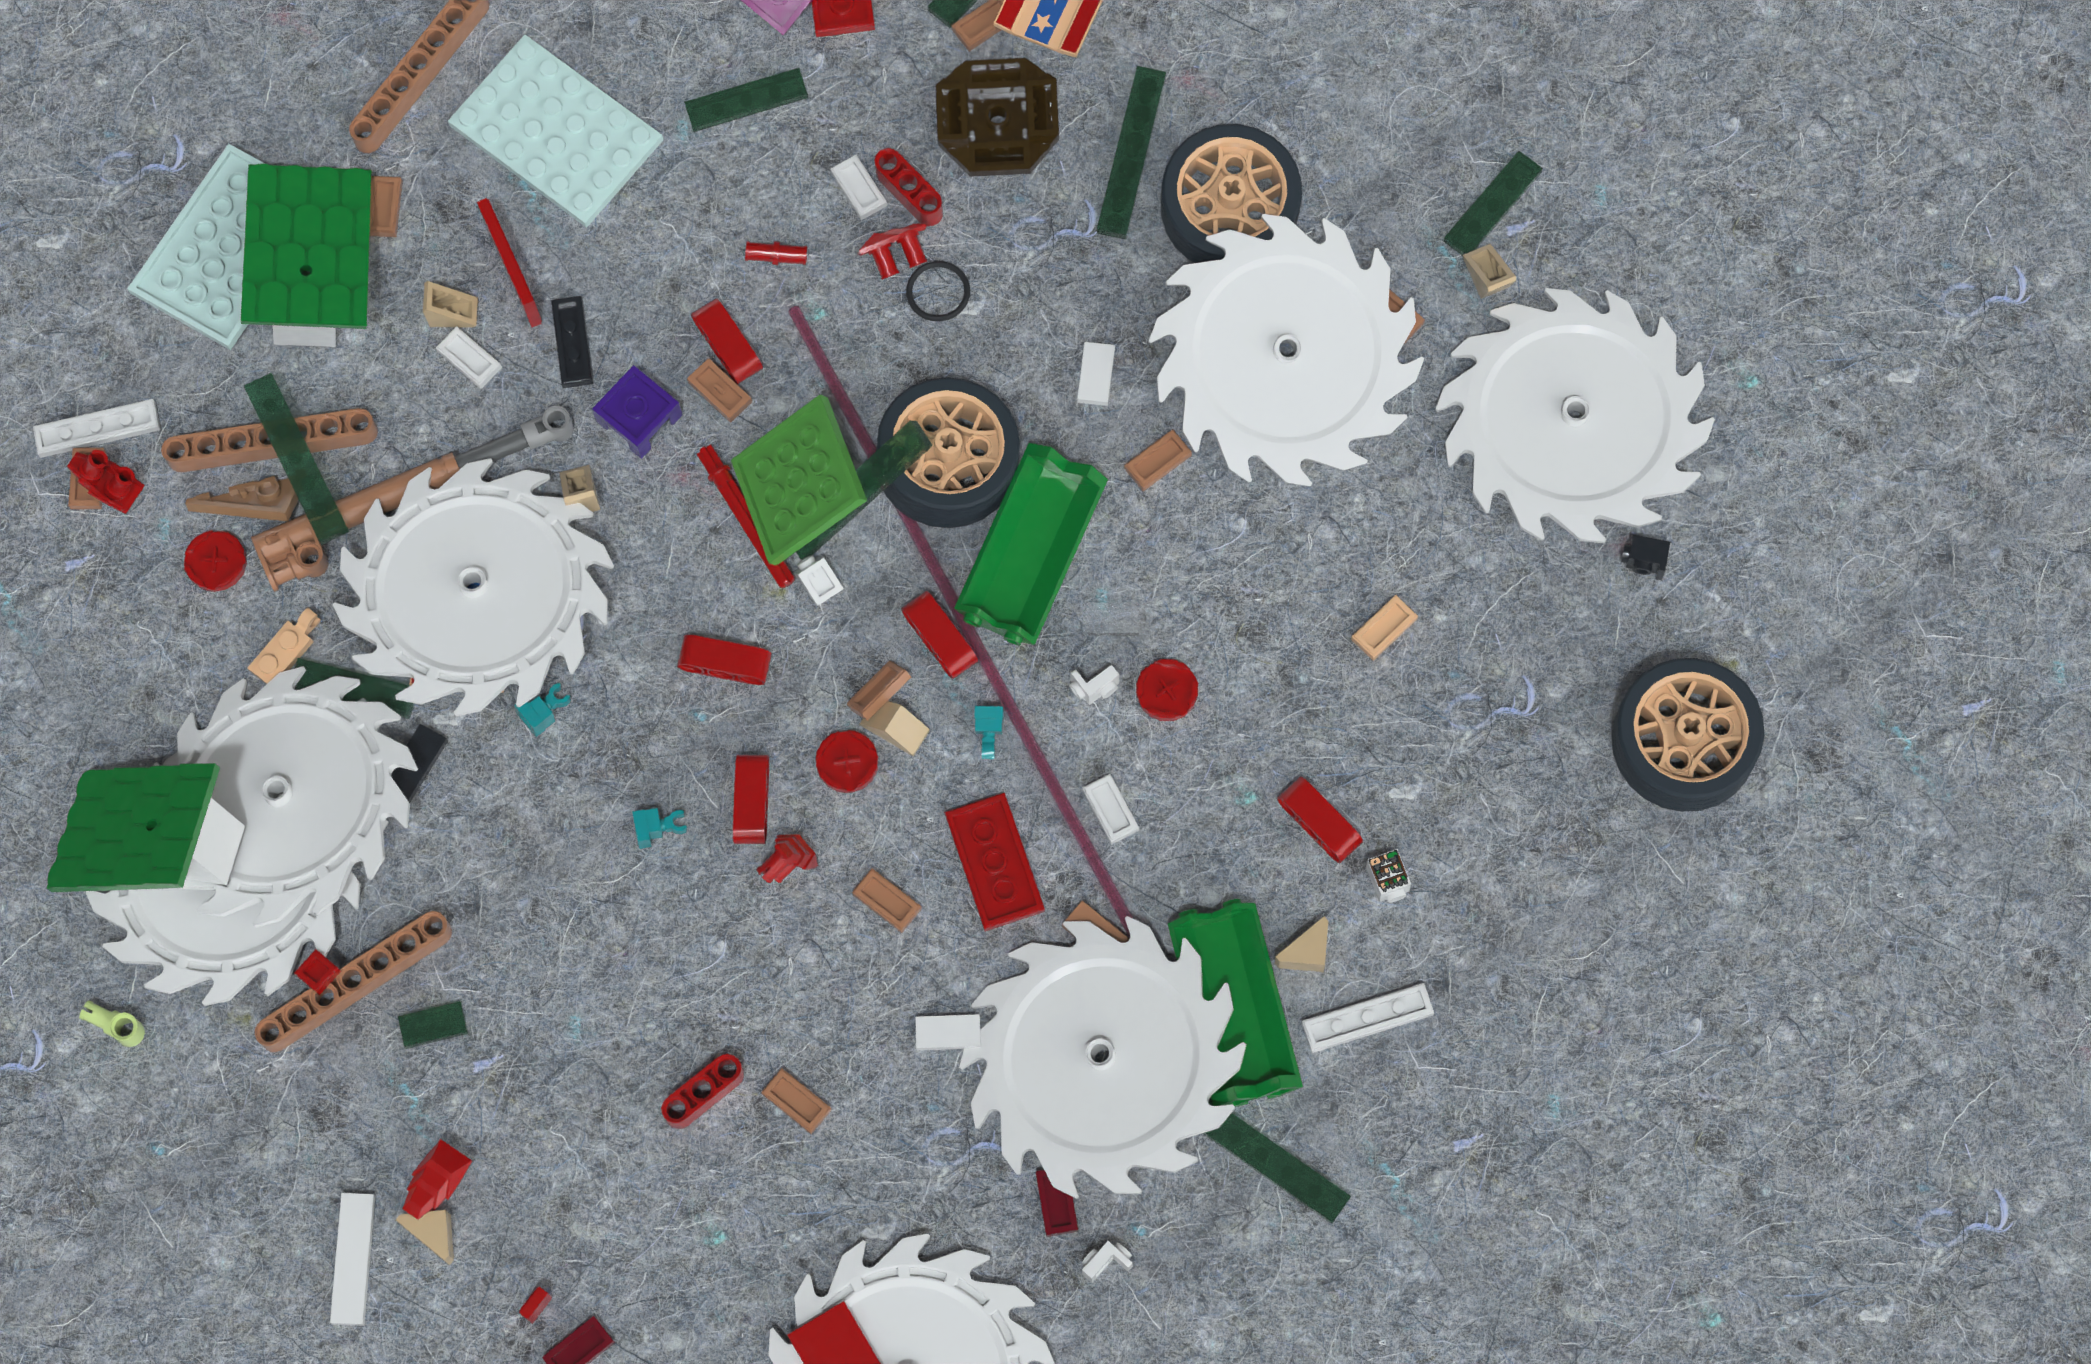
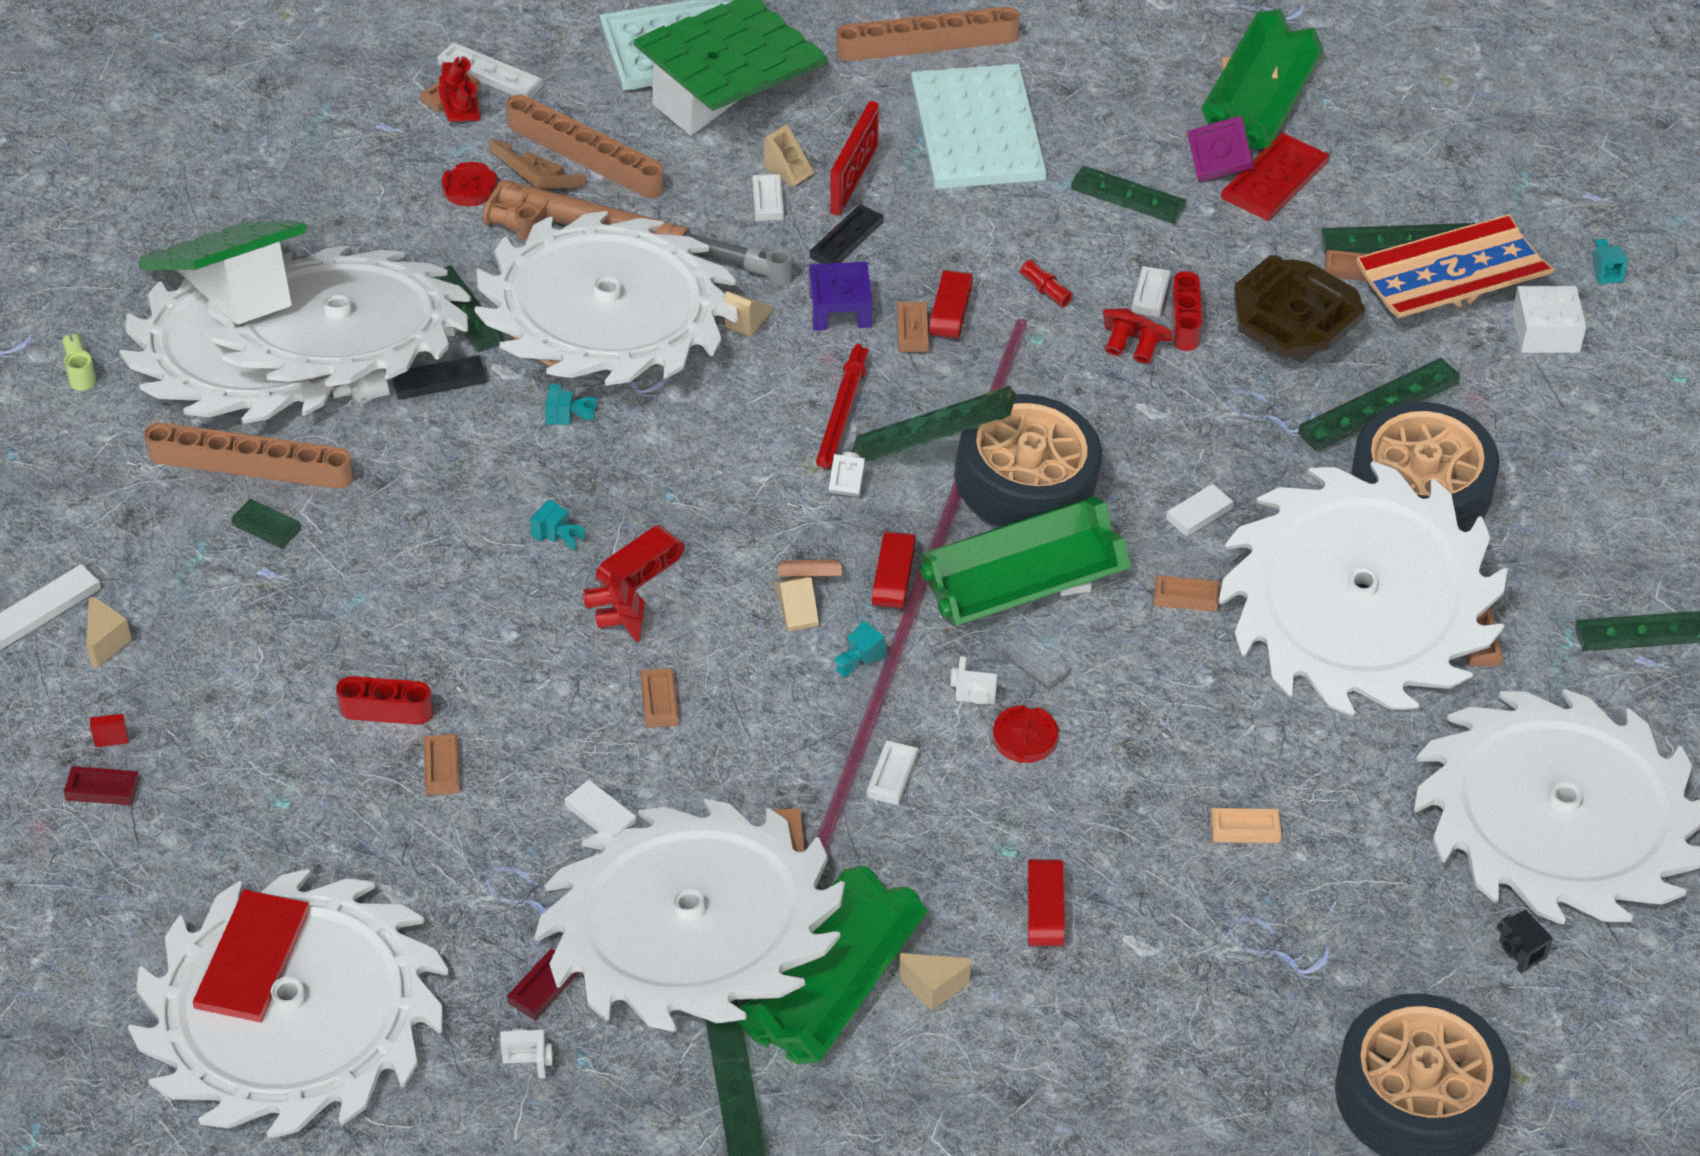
camera: 40 degrees right, 25 degrees down
(285, 647) = (458, 254): light nougat plate -> none
(296, 458) = (584, 157): clear green tile -> none
(317, 972) = (230, 422): red tile -> none
(385, 205) = (814, 88): nougat tile -> none
(435, 1179) = (144, 595): red connector -> none
(724, 660) = (724, 471): red beam -> none
(798, 480) = (899, 396): bright green plate -> none
(847, 761) = (736, 596): red tile -> none
(921, 269) = (1116, 397): black tyre -> none
(994, 862) = (765, 737): red tile -> none
(1367, 1018) = (930, 1067): white tile -> none
(1388, 876) = (1057, 981): brick -> none
(1488, 271) = (1588, 666): tan slope -> none

